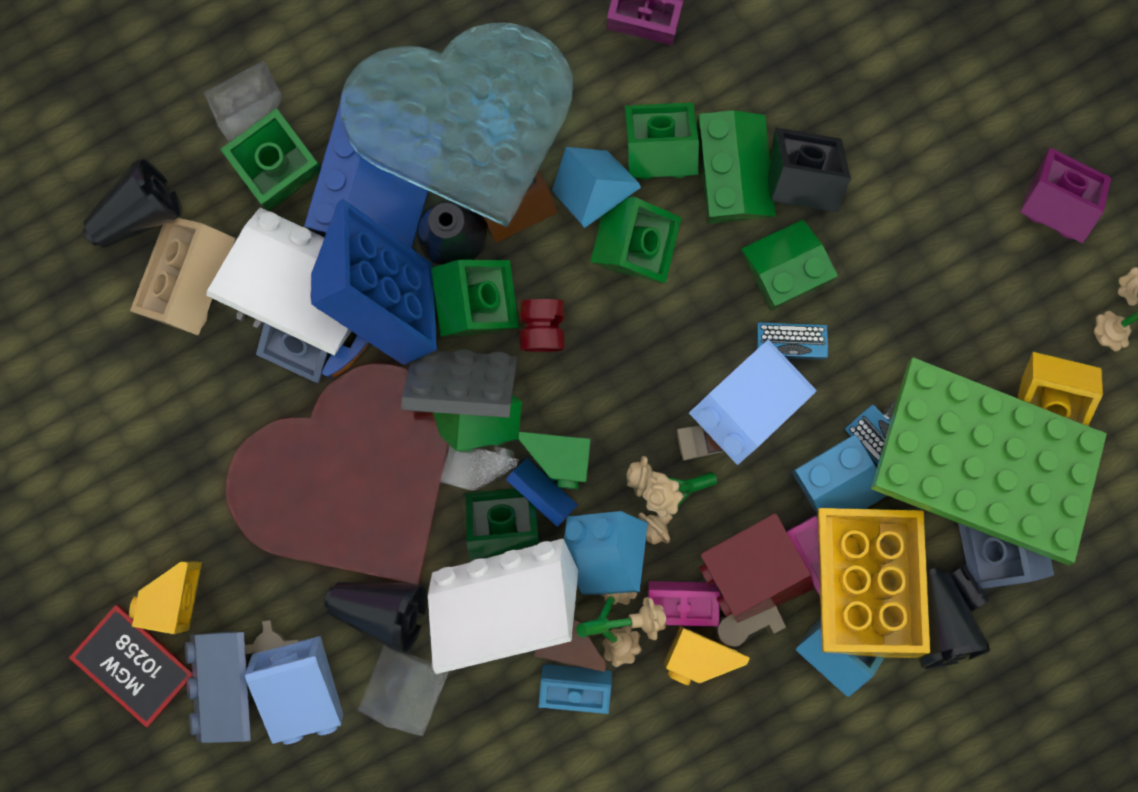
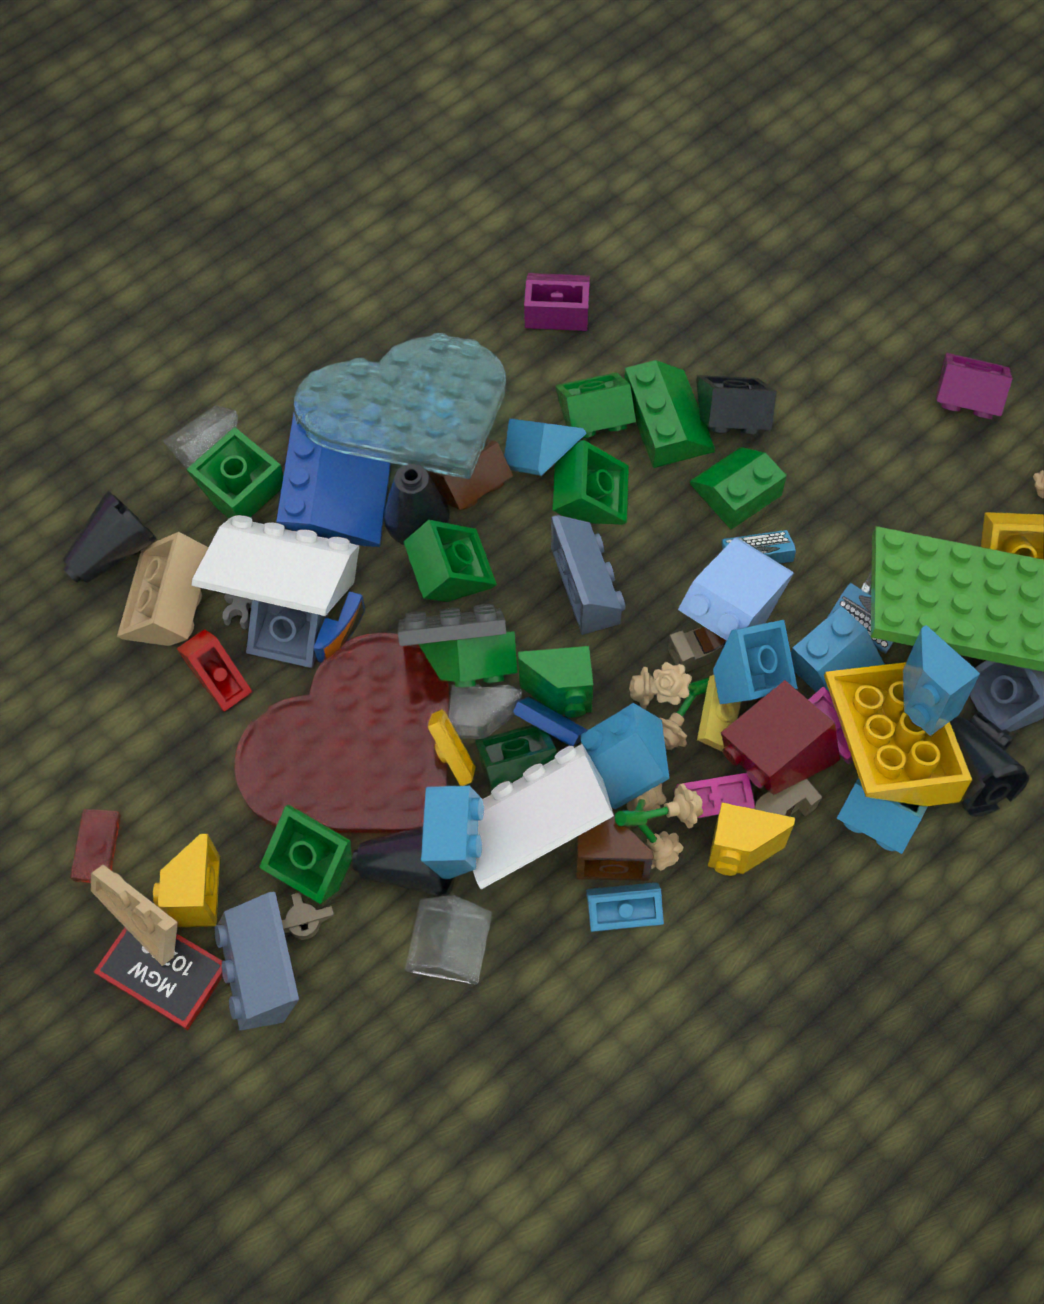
camera: 15 degrees left, 20 degrees down
(84, 531) = (95, 843): none -> clear red plate
(112, 615) = (137, 913): none -> tan wing
(220, 370) = (214, 669): none -> red slope
(279, 595) = (307, 855): none -> green slope
(294, 691) = (338, 954): light blue slope -> none
(375, 286) = (353, 551): blue slope -> none
(417, 613) = (451, 830): none -> dark azure slope
(438, 507) = (450, 747): none -> yellow plate
(541, 325) = (519, 572): dark red wheel -> none
(610, 341) = (585, 574): none -> sand blue slope
(710, 515) = (715, 717): none -> light yellow plate
(753, 487) = (754, 663): none -> dark azure slope
(918, 552) = (935, 682): none -> dark azure slope

